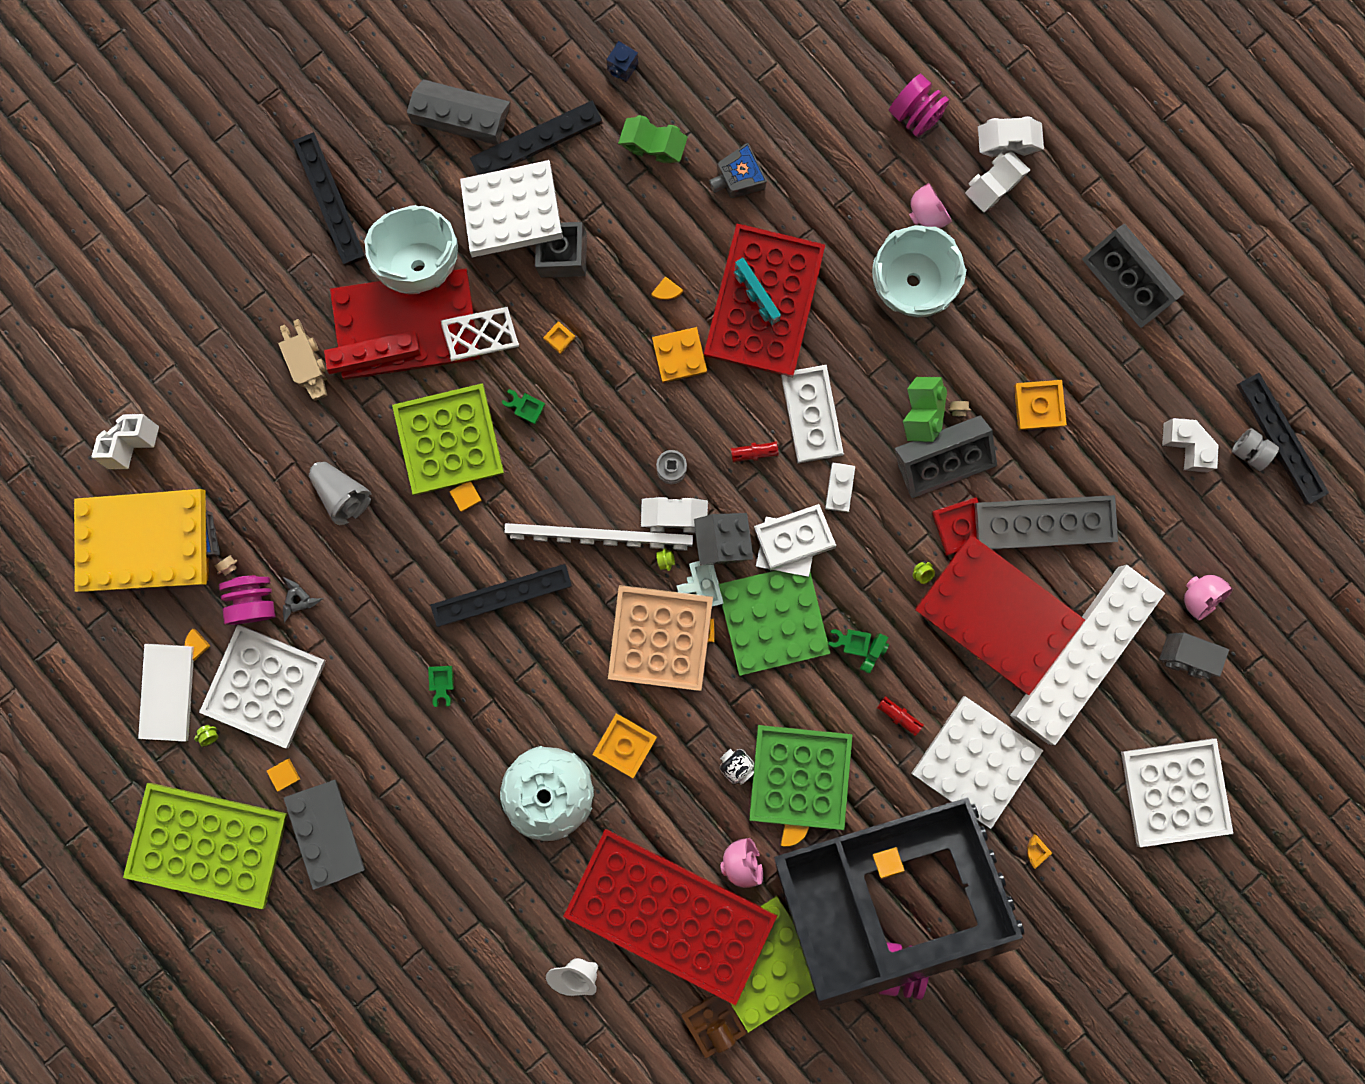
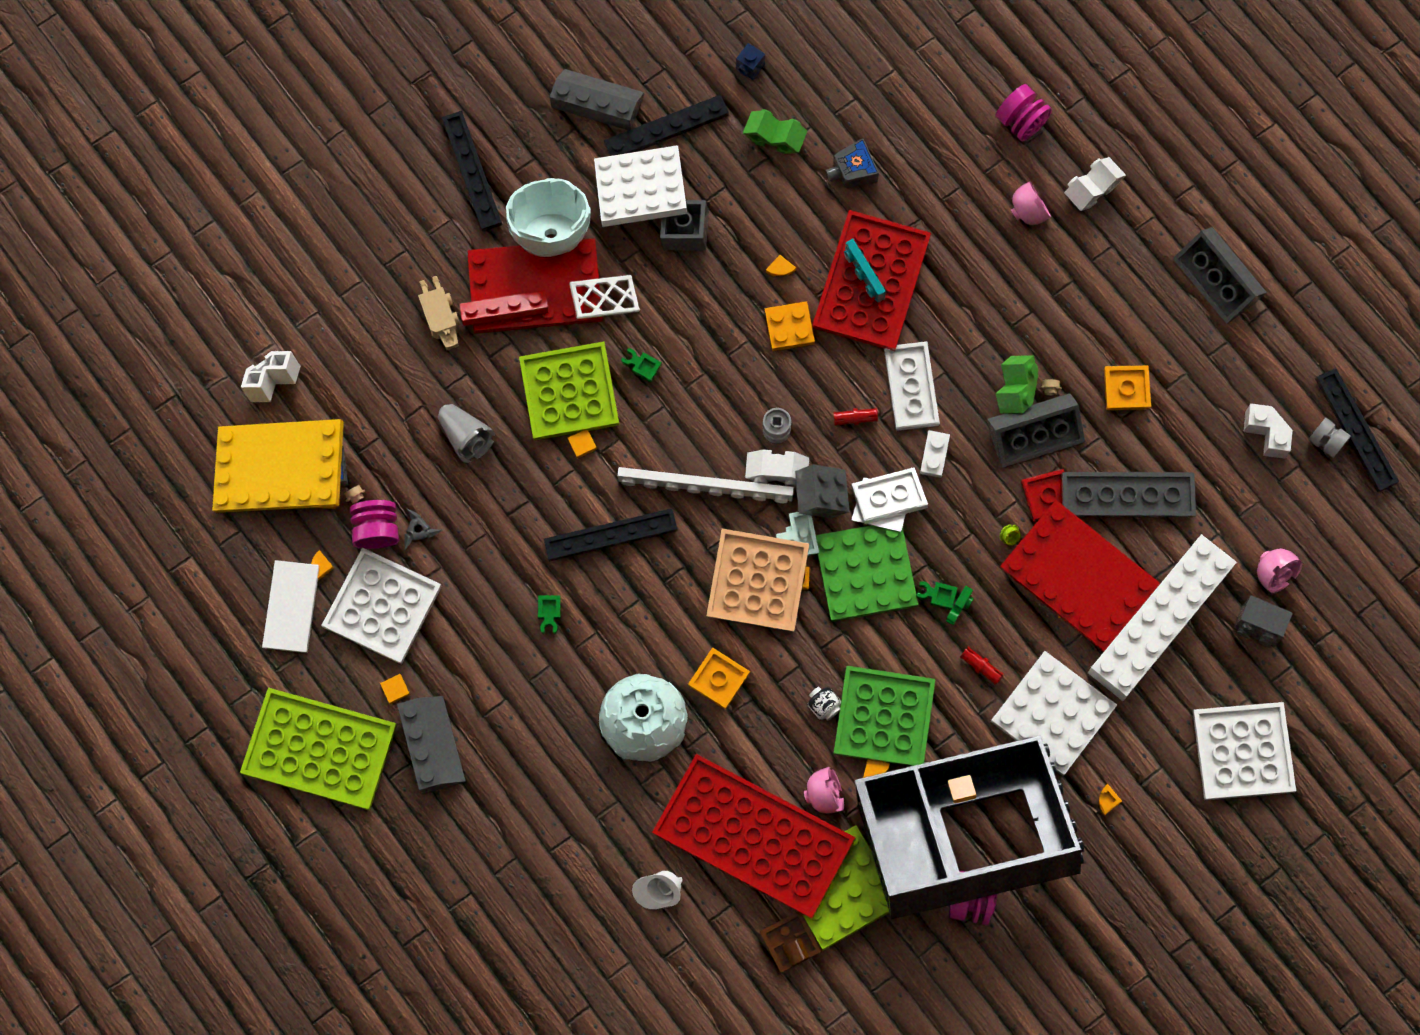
camera: 10 degrees right, 10 degrees down
(206, 735) = (326, 648): lime plate -> none
(559, 337) = (677, 305): light orange tile -> none
(665, 559) = (766, 510): lime plate -> none
(927, 255) = (1017, 244): light aqua piece -> none
(1007, 135) = (1115, 143): white brick -> none

